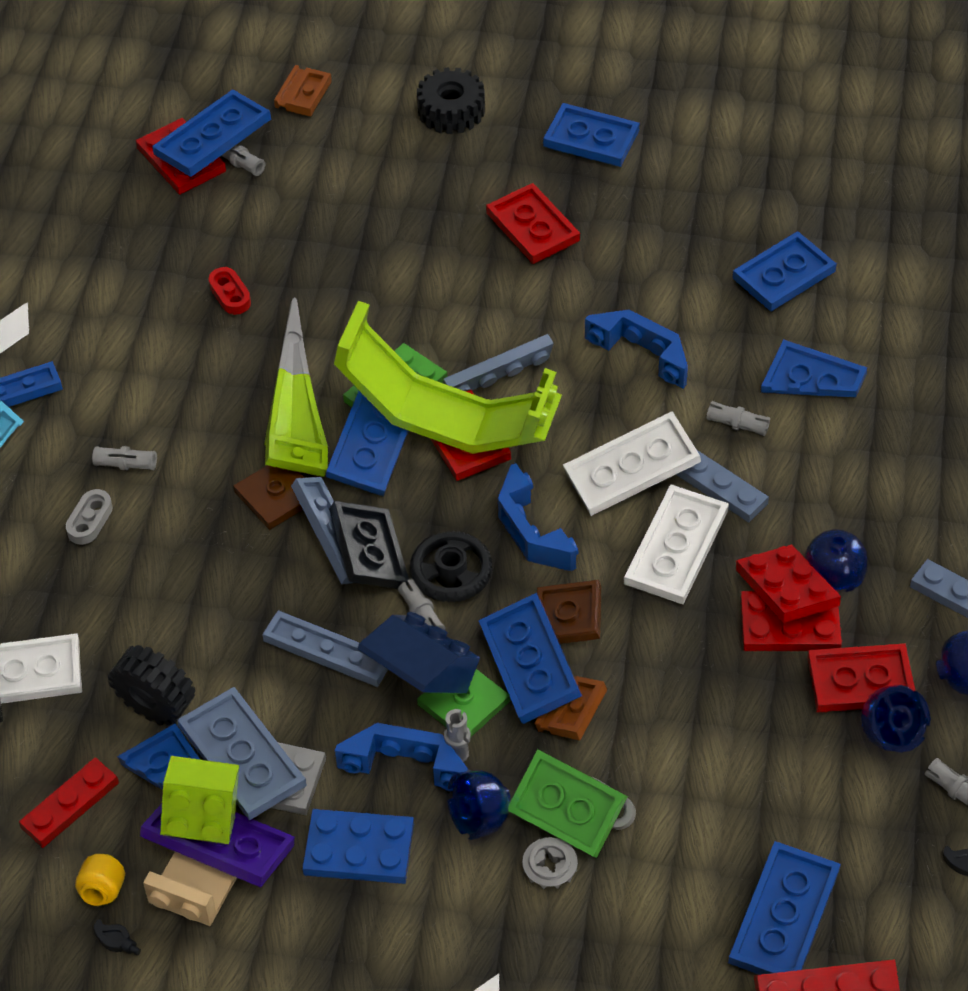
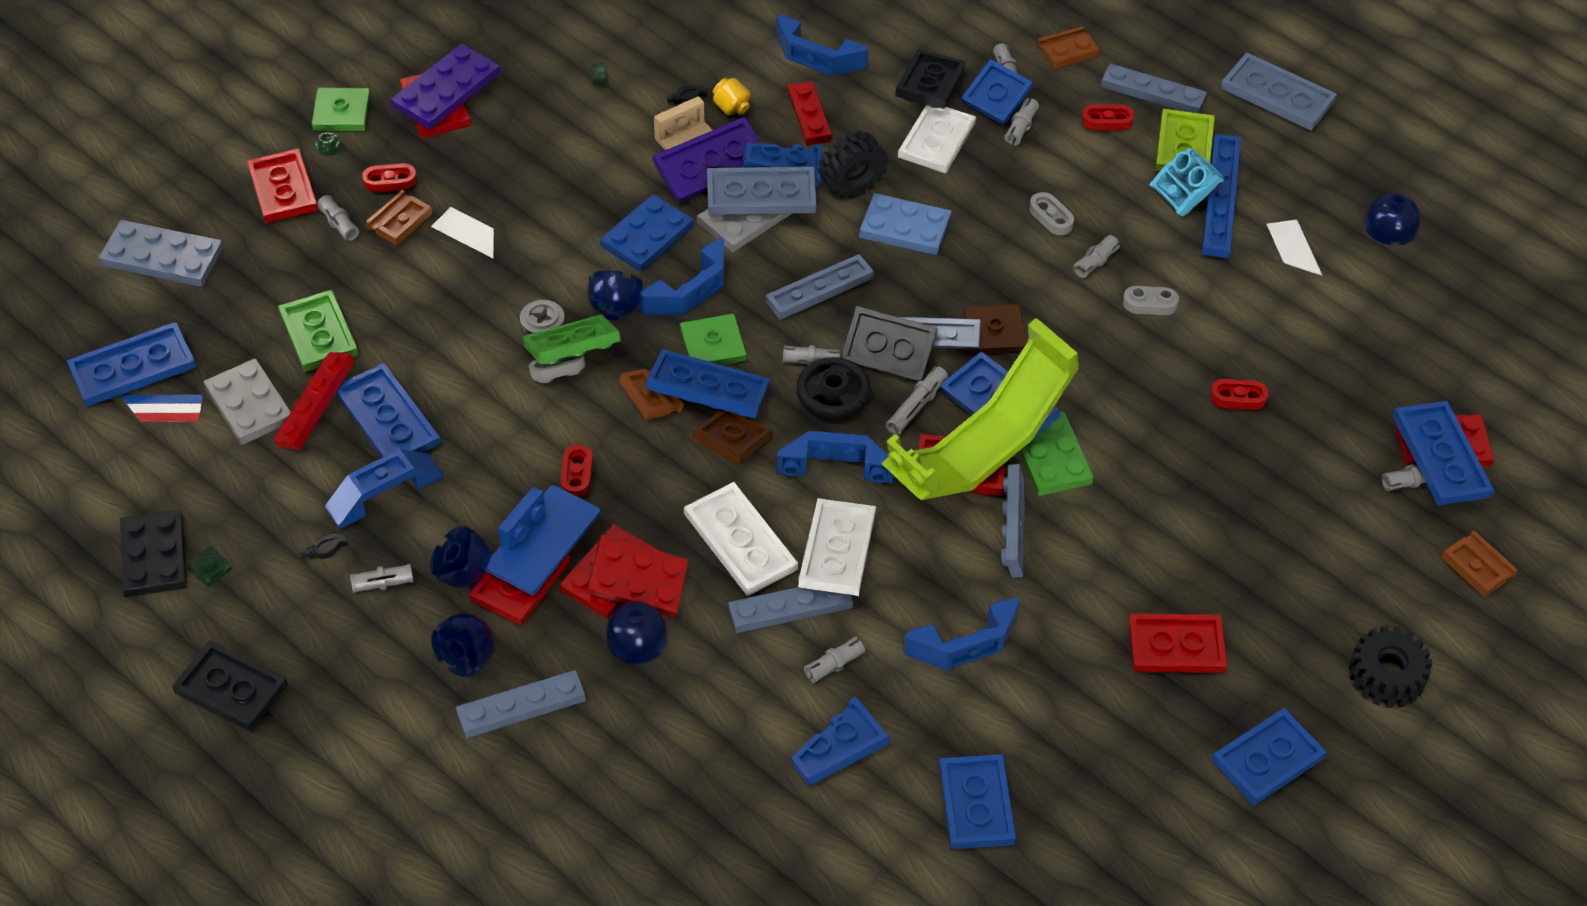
camera: 120 degrees right, 0 degrees up
(147, 395) = (1150, 300): none -> light grey plate
(184, 627) = (905, 224): none -> medium blue plate
(199, 799) = (728, 136): lime piece -> none
(294, 426) = (1089, 381): lime plate -> none
(414, 501) = (923, 392): none -> light grey pin
(421, 654) = (753, 307): dark blue slope -> none
(457, 733) = (673, 303): light grey pin -> none
(708, 708) = (575, 473): none -> red plate
(816, 670) = (540, 536): none -> blue bracket
(872, 839) = (347, 501): none -> blue slope

